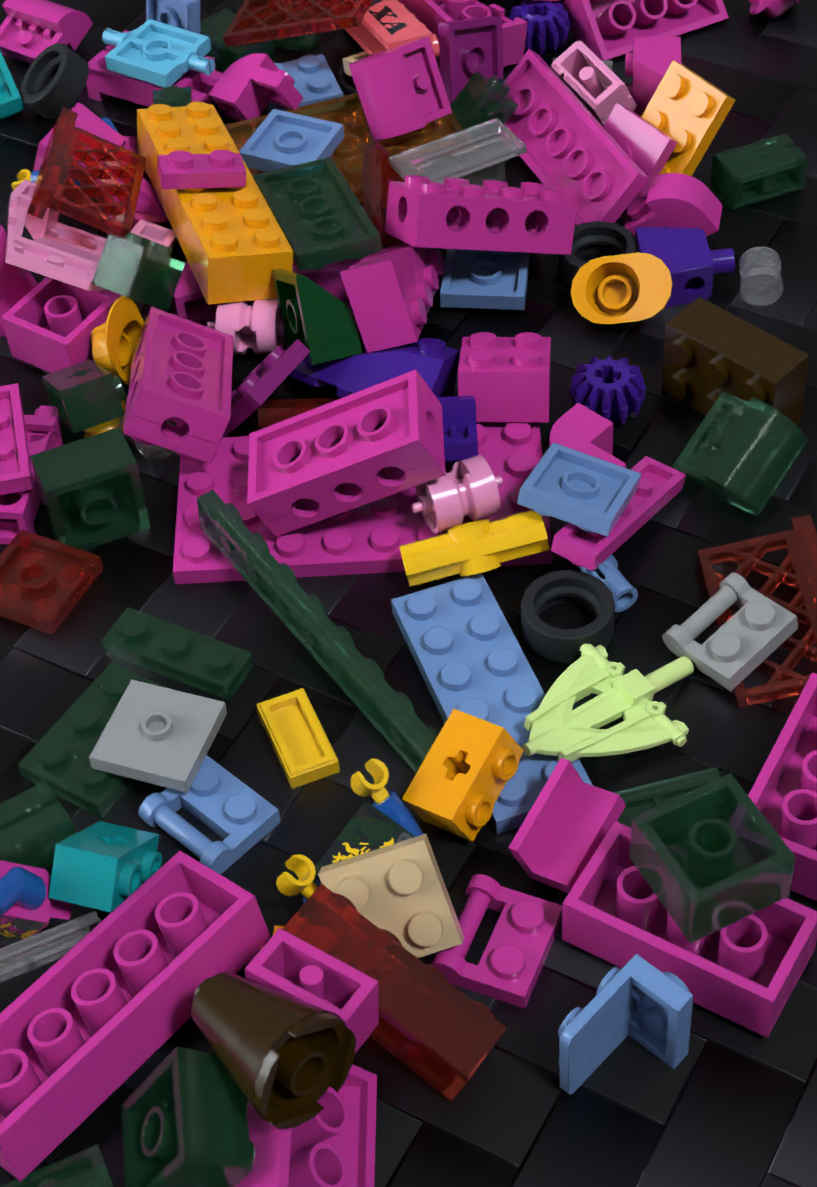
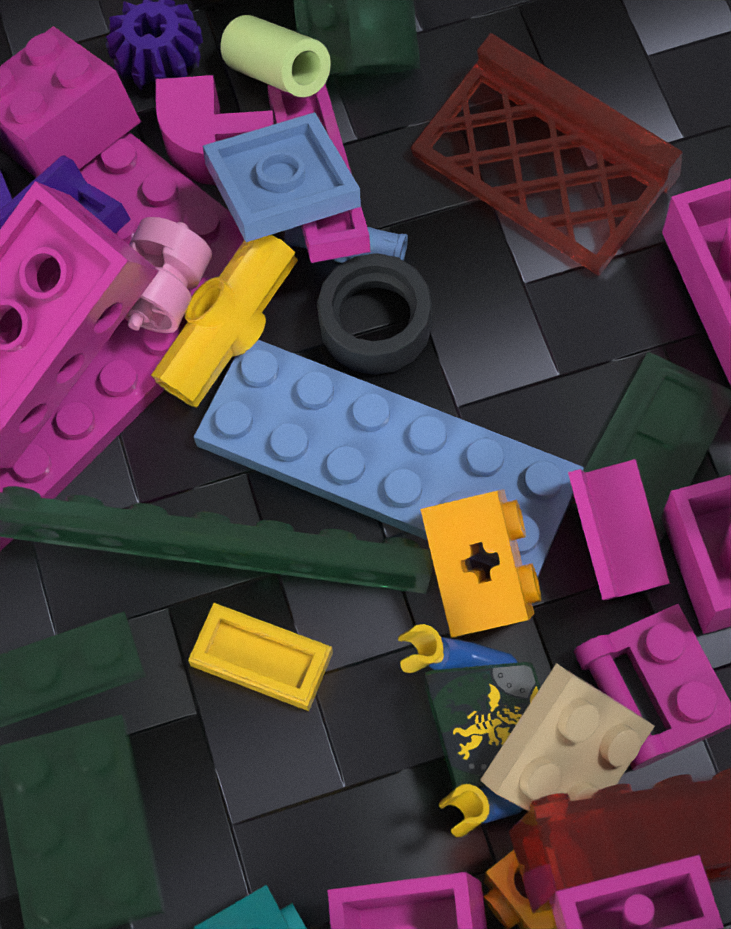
camera: 45 degrees left, 20 degrees up
(158, 735) = (147, 786): light grey plate -> none
(223, 806) = (271, 791): medium blue plate -> none
(575, 732) = (507, 435): yellowish green bar -> none
(663, 439) = (275, 55): none -> yellowish green brick
(741, 641) = (552, 208): light grey plate -> none

